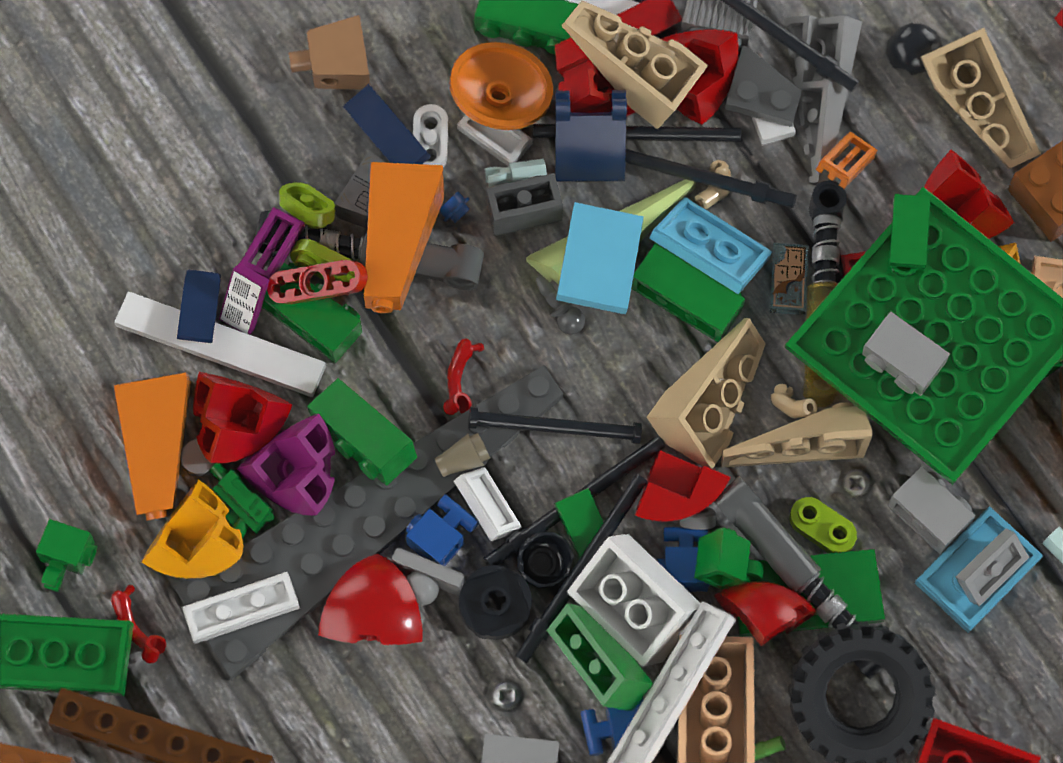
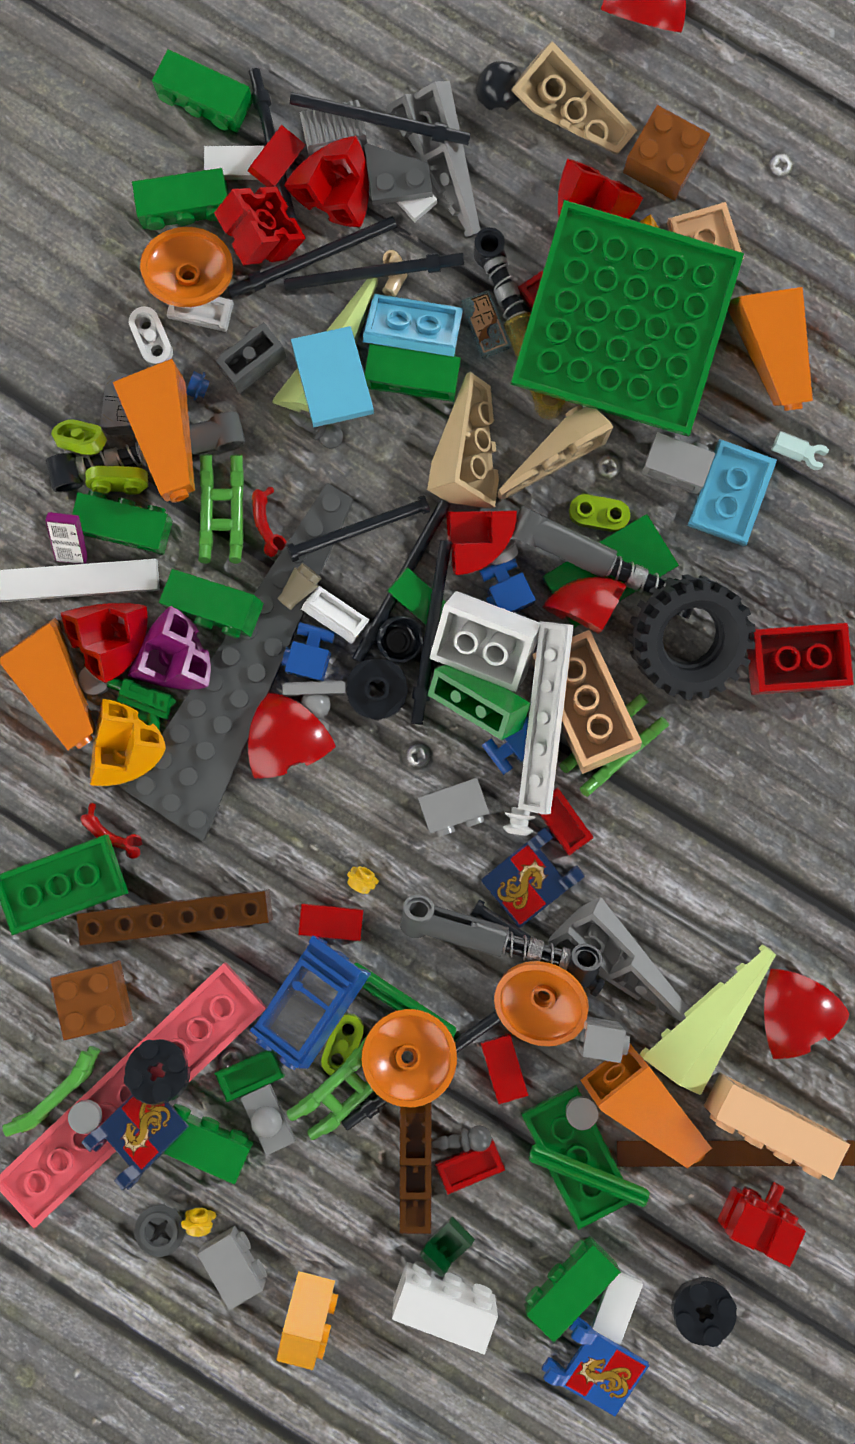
camera: 20 degrees left, 15 degrees up
(64, 549) = (26, 801): green brick -> none
(199, 306) = (34, 559): dark blue slope -> none
(240, 607) = (184, 785): white tile -> none
(284, 250) = (79, 483): magenta tile -> none
(330, 289) = (130, 500): red beam -> none
(334, 56) = (41, 302): medium nougat torso -> none
(385, 128) = (111, 345): dark blue tile -> none
(412, 323) = (208, 495): none -> bright green piece
(515, 172) = (231, 335): light aqua bar -> none
(590, 143) = (281, 282): dark blue flag -> none
(633, 60) = (291, 199): tan wedge -> none
(725, 559) = (540, 577): green brick -> none
(793, 408) = (533, 429): tan arm -> none
(838, 171) = (486, 217): orange tile -> none
(904, 354) = (611, 348): light grey brick -> none
(909, 231) = (570, 242): green tile -> none
(992, 567) = (745, 488): light grey plate -> none

